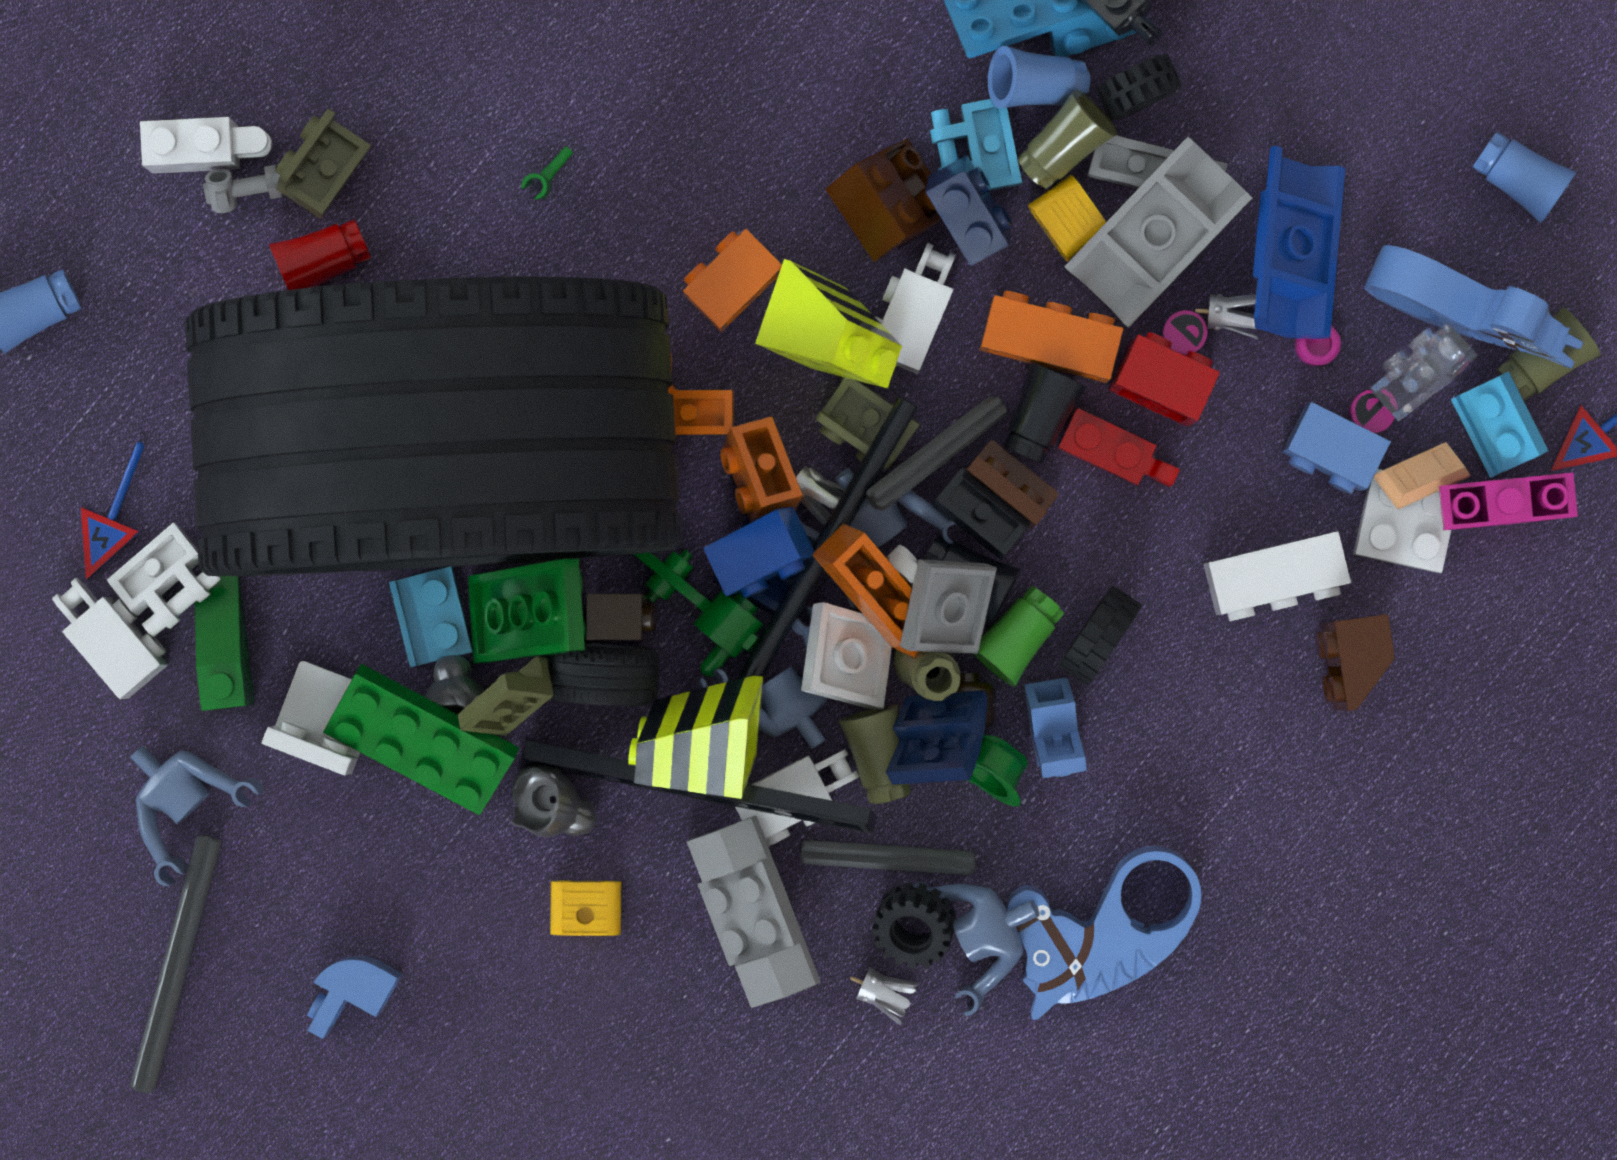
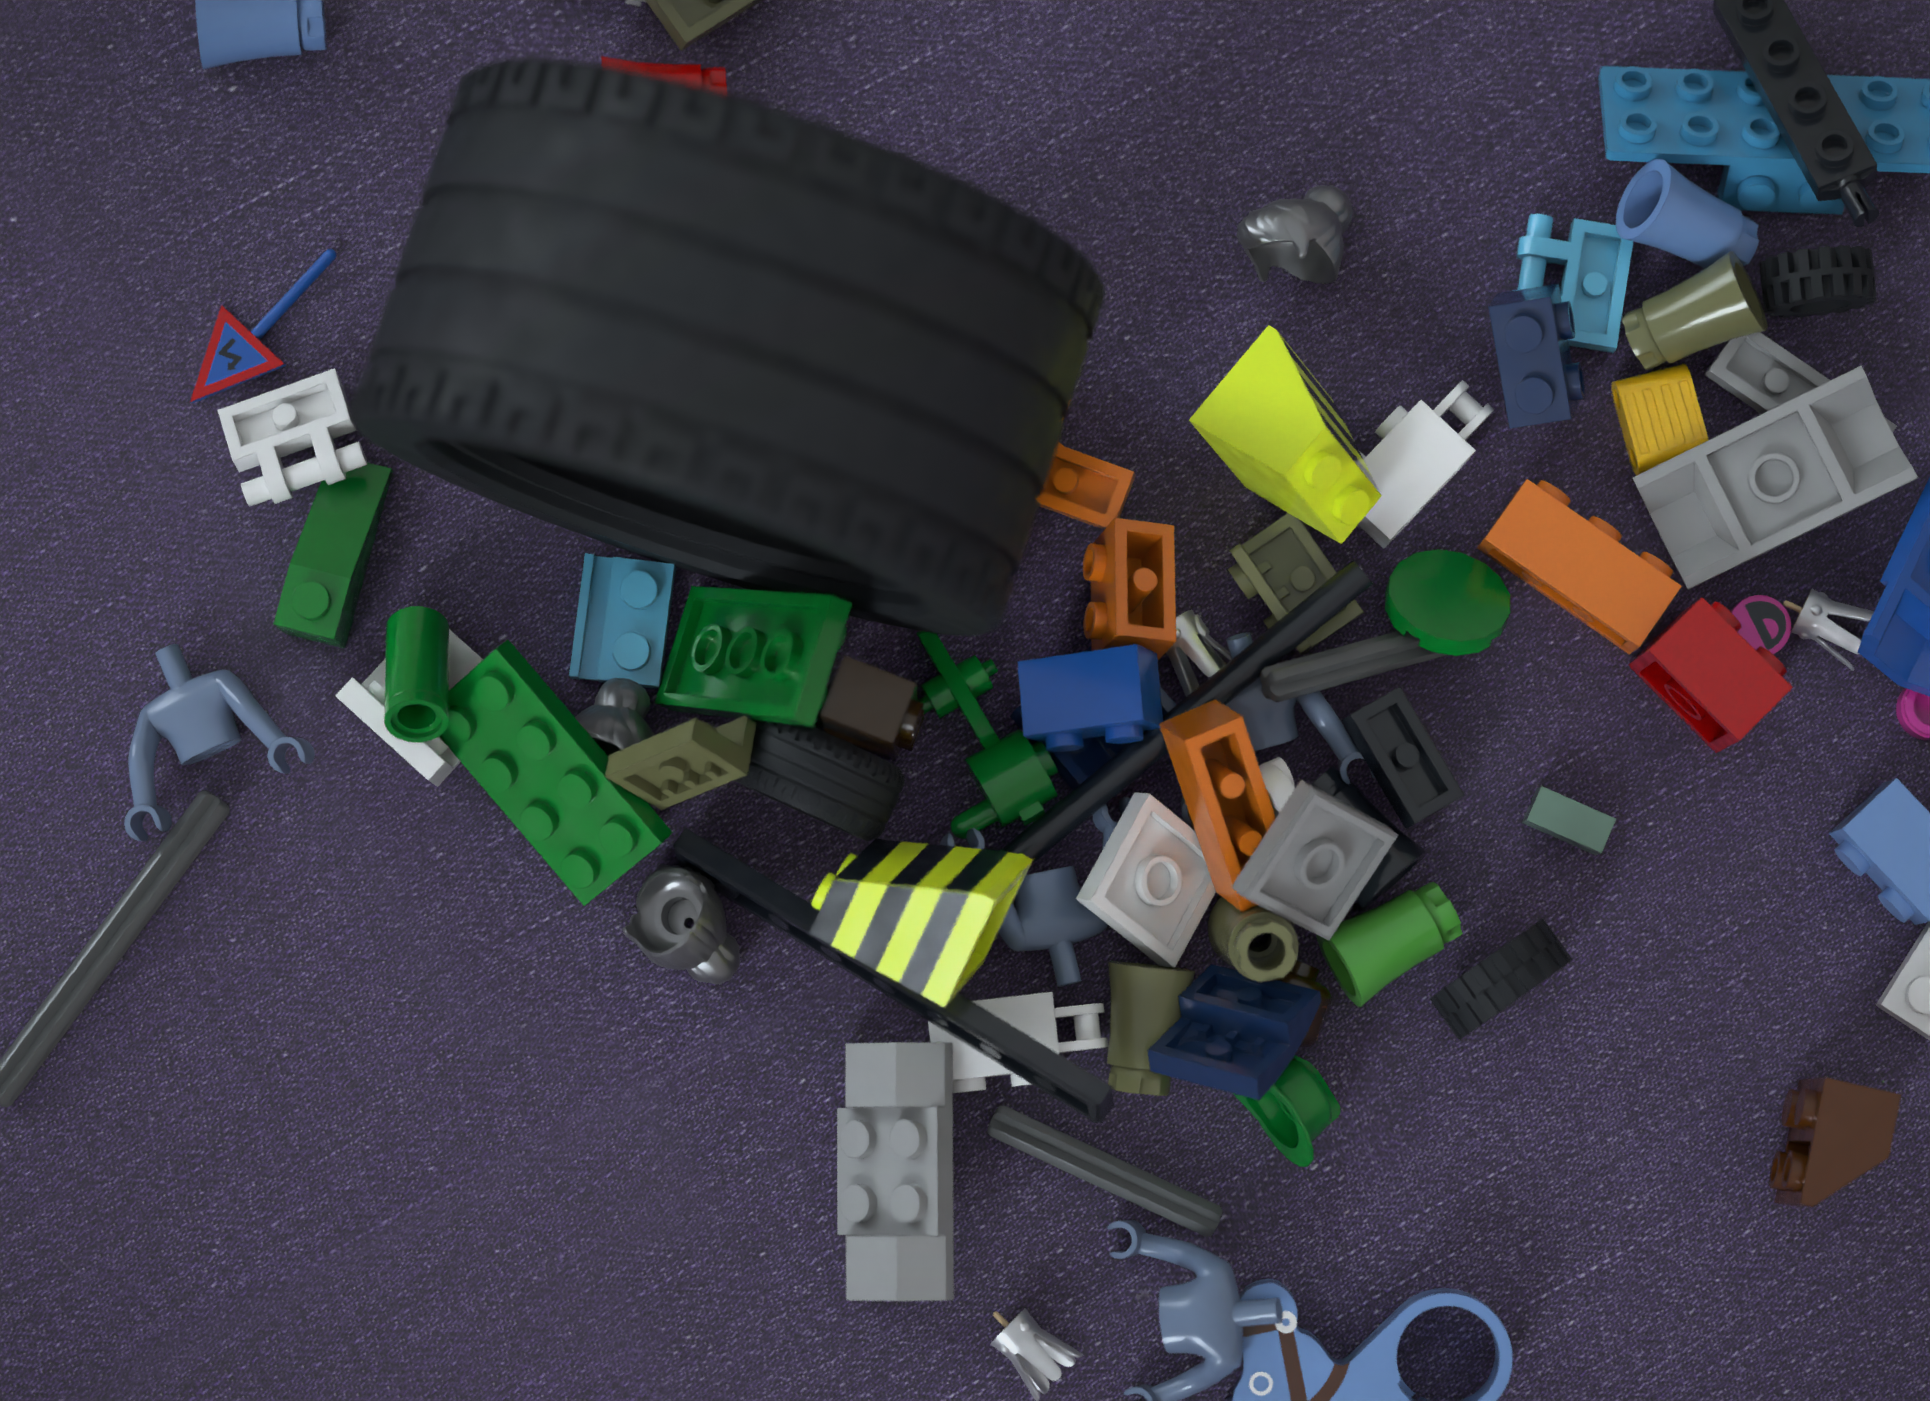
camera: 20 degrees right, 5 degrees down
(111, 640) = (192, 491): white brick -> none
(309, 708) = (417, 674): none -> green pin
(353, 980) = (332, 1059): medium blue brick -> none
(547, 173) = (997, 106): green hand -> none
(585, 908) = (676, 1083): yellow piece -> none
(731, 279) = (1187, 329): orange brick -> none
(782, 185) = (1299, 235): none -> flat silver piece
(886, 199) = (1430, 303): reddish brown slope -> none
(906, 945) = (1088, 1300): black tyre -> none
(972, 396) = (1447, 602): none -> green tile
(1013, 482) = (1459, 735): reddish brown bracket -> none
(1042, 412) = (1532, 656): black plant -> none
(1054, 728) = (1393, 1081): medium blue brick -> none
(1106, 510) = (1569, 820): none -> sand green piece
(1114, 450) = (1609, 746): red plate -> none
(1277, 576) = (1766, 993): white brick -> none

